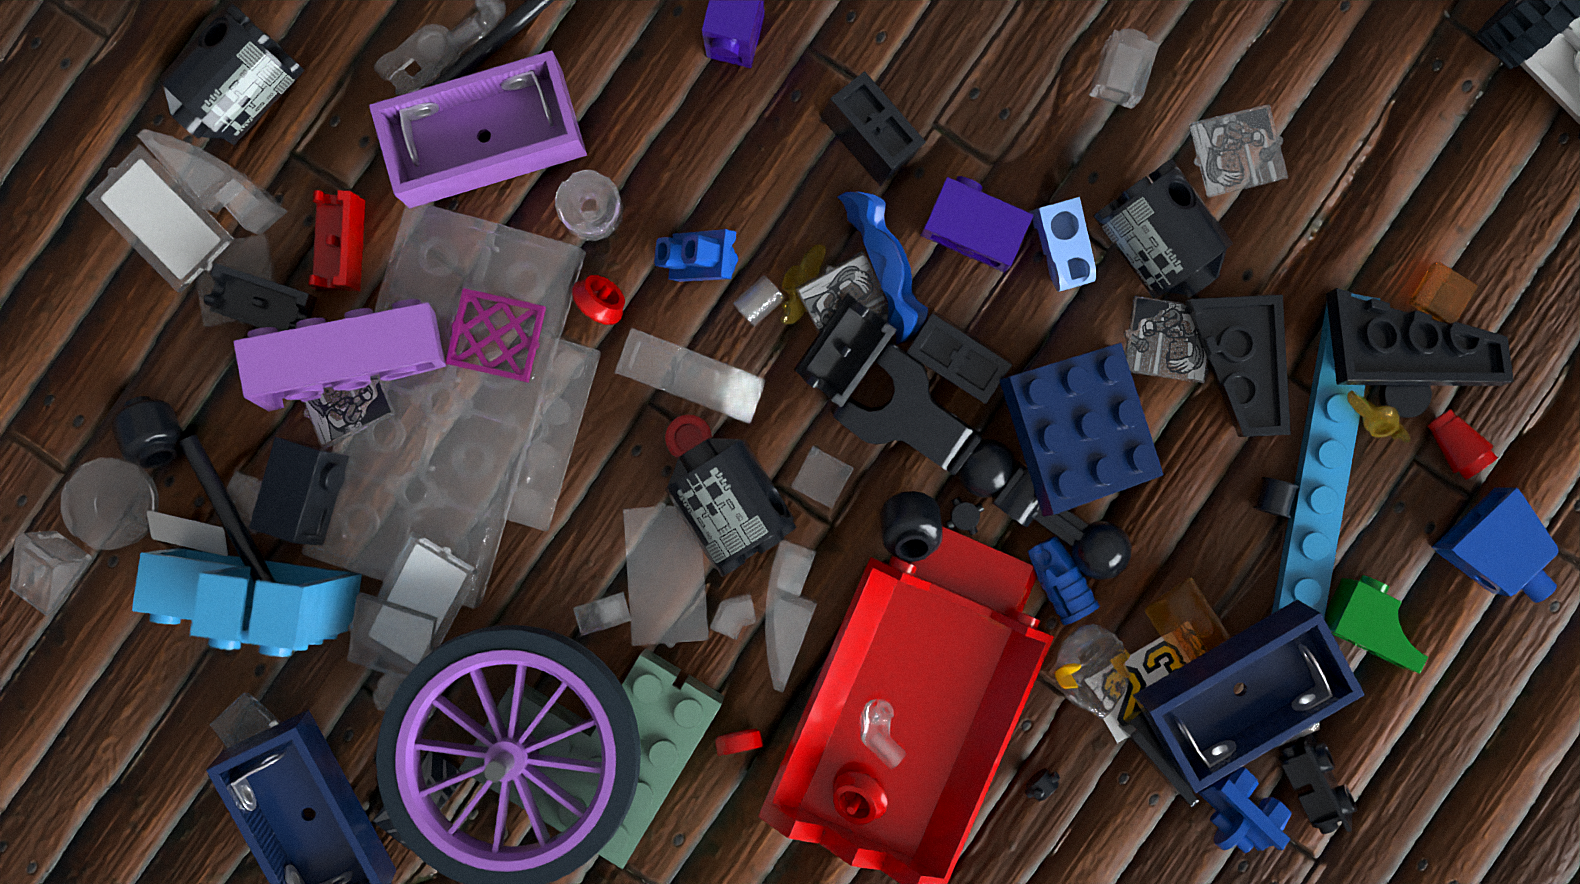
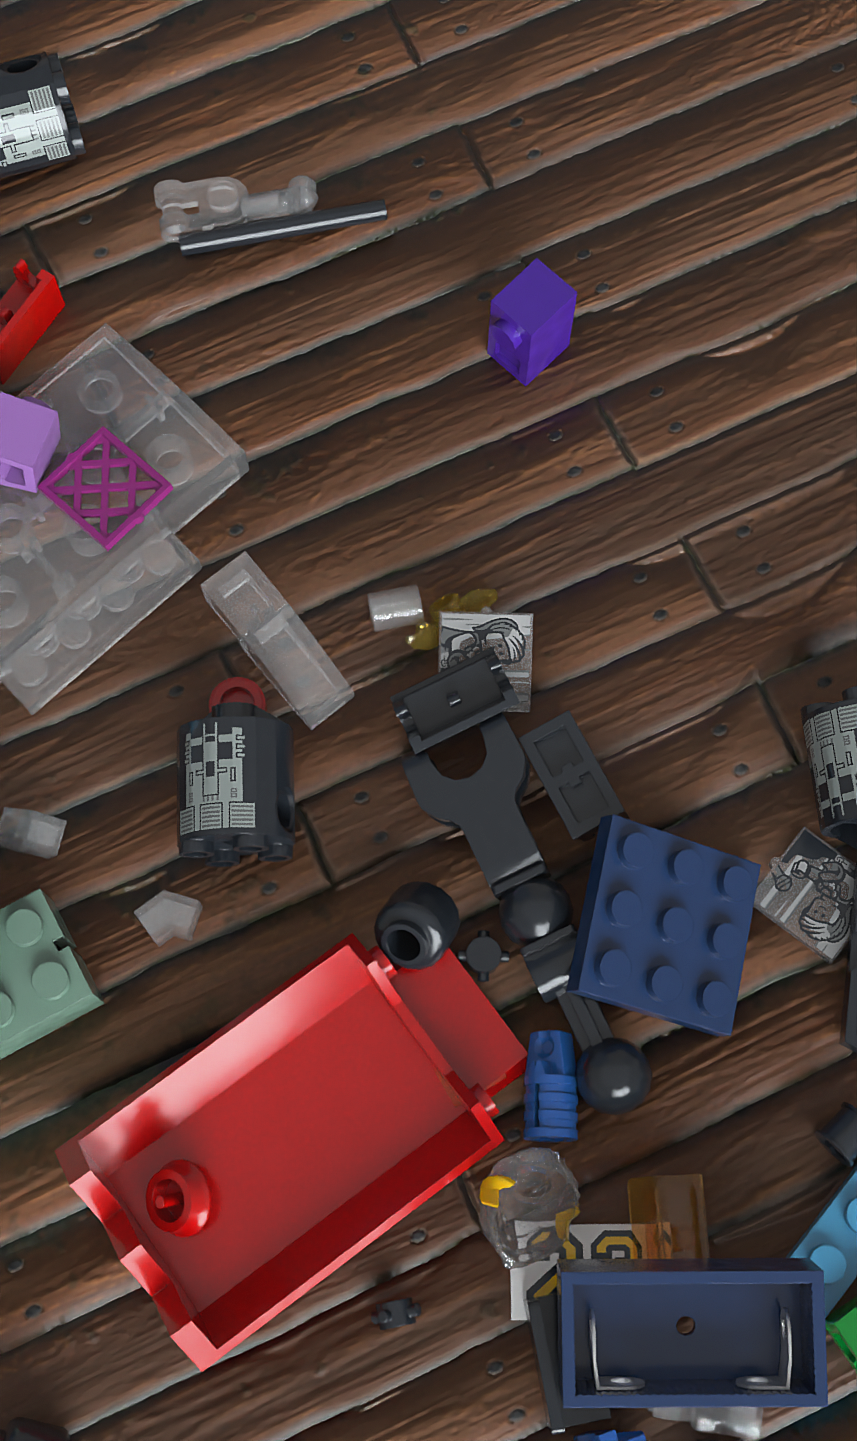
camera: 30 degrees right, 15 degrees down
(435, 131) = (172, 270): medium lavender piece -> none
(589, 205) = (280, 423): clear wheel -> none
(599, 299) = (232, 514): red hat -> none
(664, 577) = (120, 838): clear piece -> none
(697, 255) = (360, 525): blue hips -> none
(738, 741) = (86, 1056): red tile -> none
(787, 609) = (227, 941): clear slope -> none
(822, 477) = (353, 826): clear tile -> none
(872, 128) = (614, 501): black hinge -> none
(876, 730) = (243, 1136): clear arm -> none
(889, 261) = (553, 640): blue piece -> none
(976, 224) = (669, 654): dark purple brick -> none
(1065, 243) = (755, 724): light blue leg -> none

